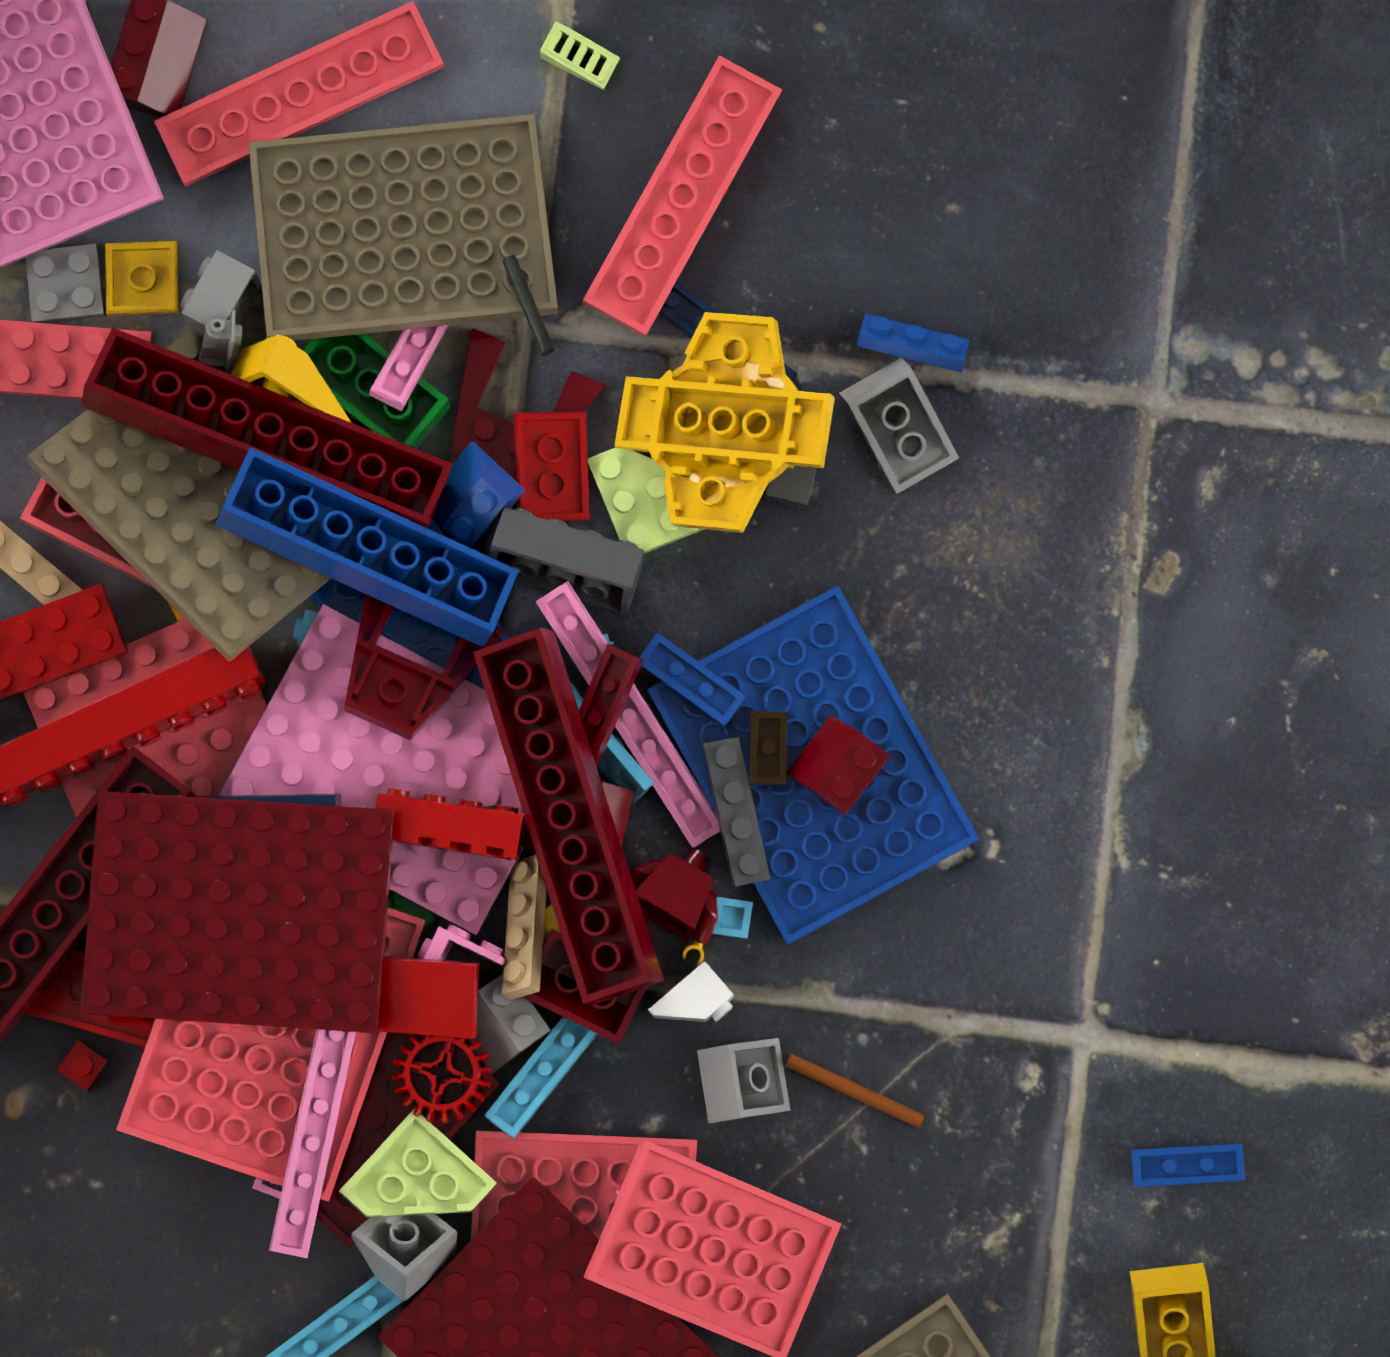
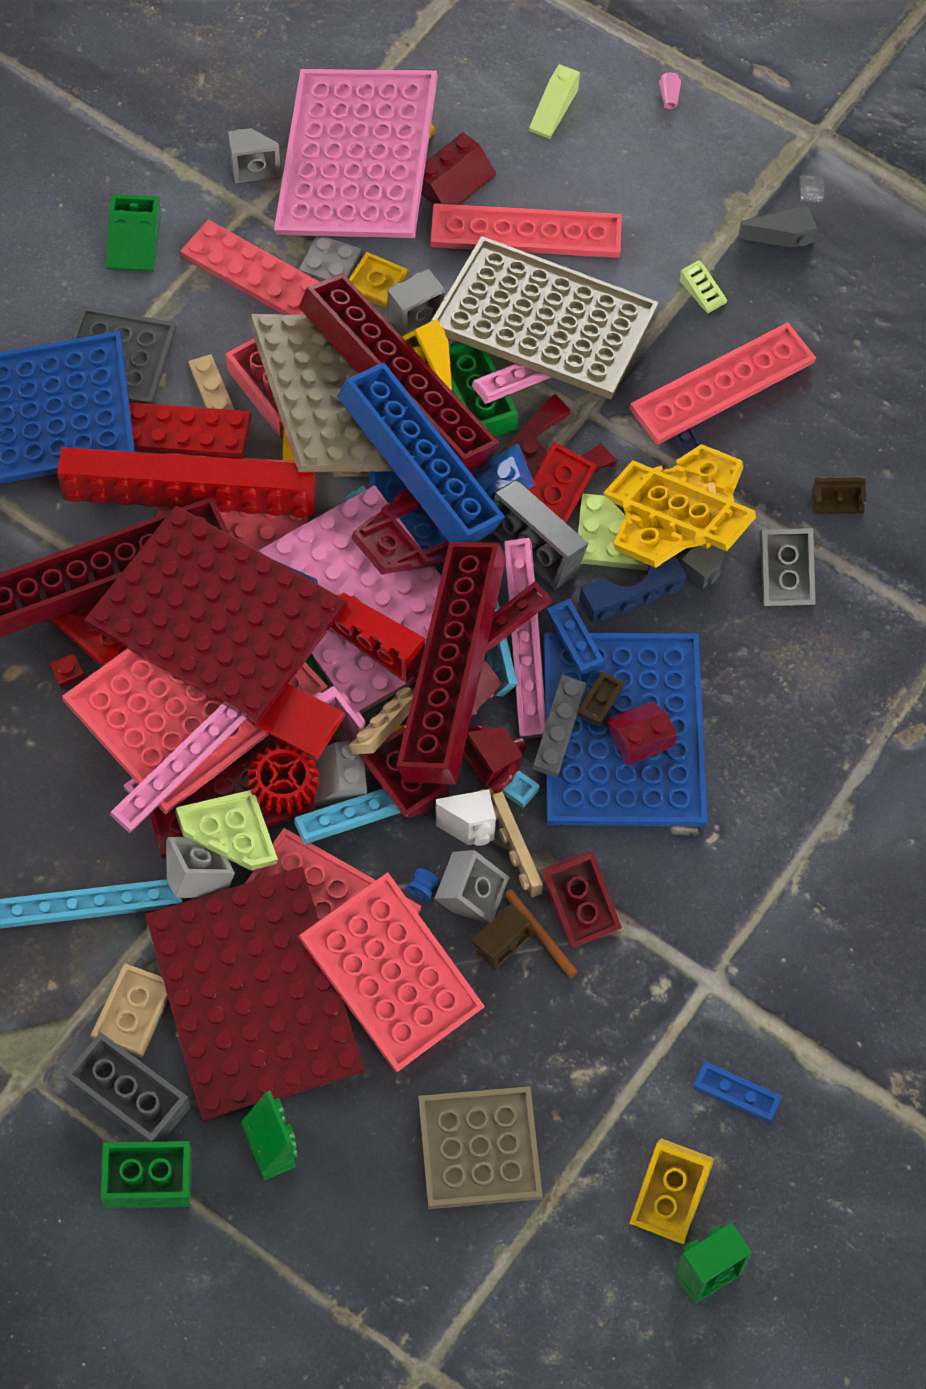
camera: 25 degrees right, 20 degrees down
(221, 342) = (405, 313): light grey hinge -> none
(528, 305) = (596, 381): pearl dark grey bar -> none
(684, 1110) = (423, 884): none -> blue wheel
(695, 599) = (606, 599): none -> dark blue arch
(777, 1007) = (519, 853): none -> tan plate
(814, 1123) = (503, 937): none -> dark brown hinge
(878, 1022) = (580, 898): none -> dark red slope
(913, 283) = (839, 495): none -> dark brown hinge
(913, 342) = (822, 526): blue plate -> none

